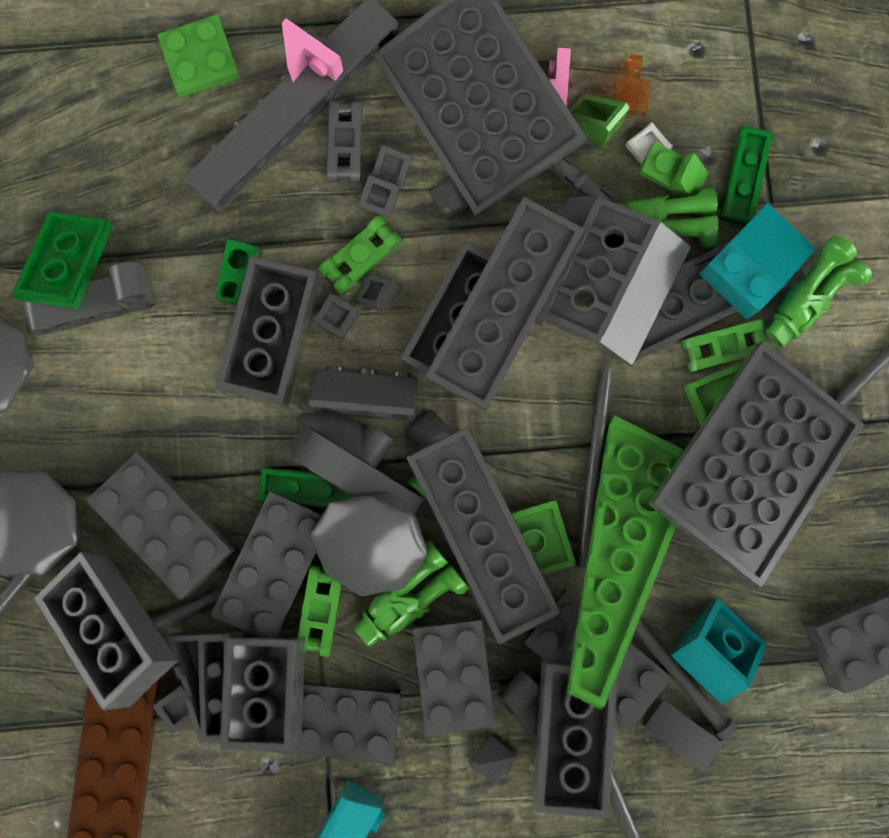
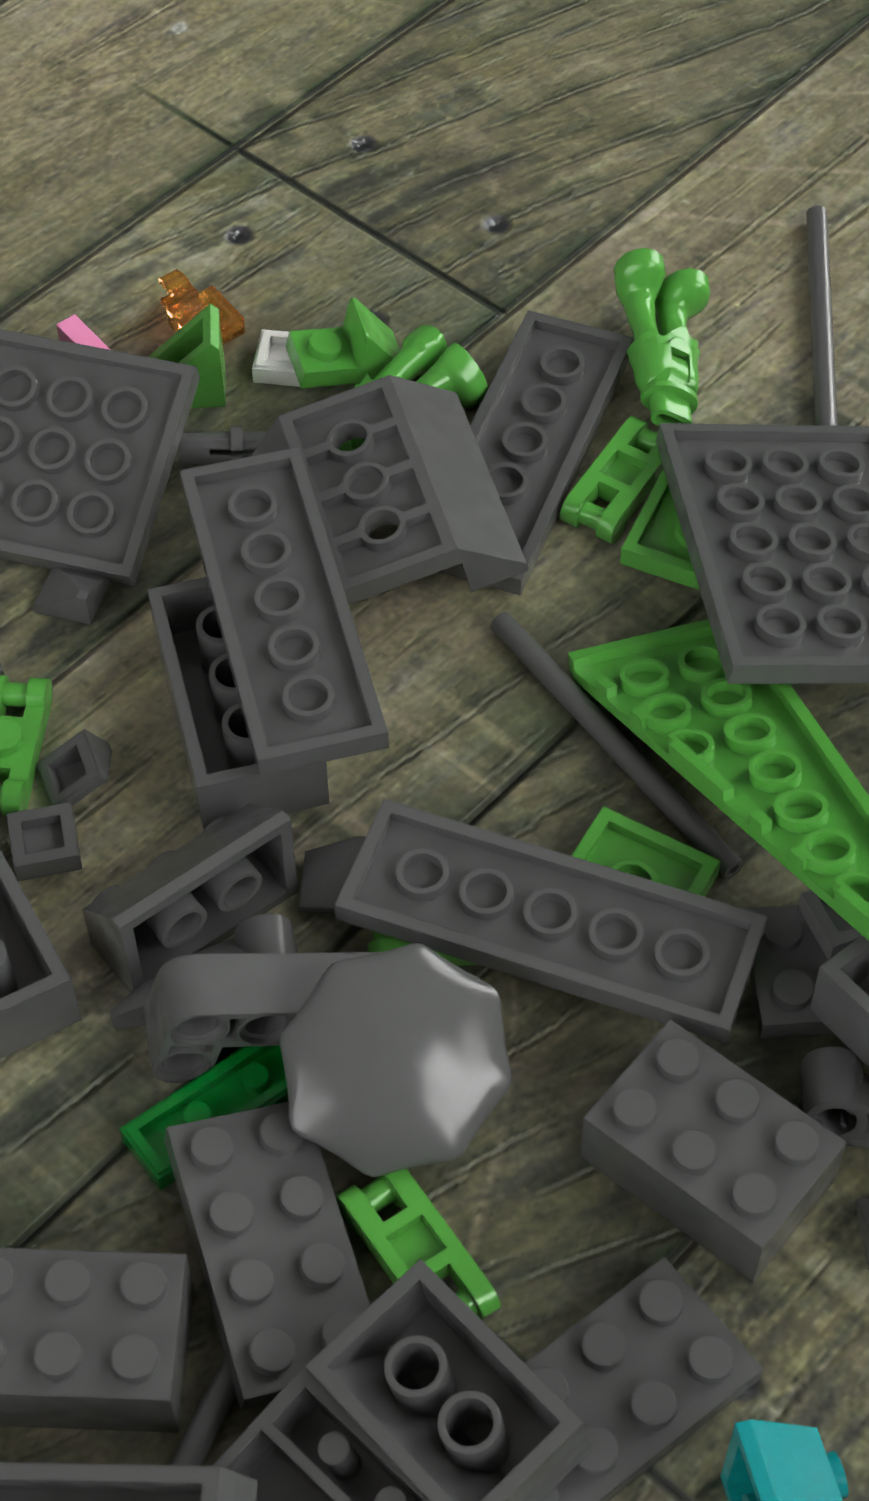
camera: 40 degrees left, 30 degrees down
(398, 608) = (532, 1138): bright green piece -> none
(746, 175) = (441, 300): green tile -> none
(757, 262) = (557, 362): teal slope -> none

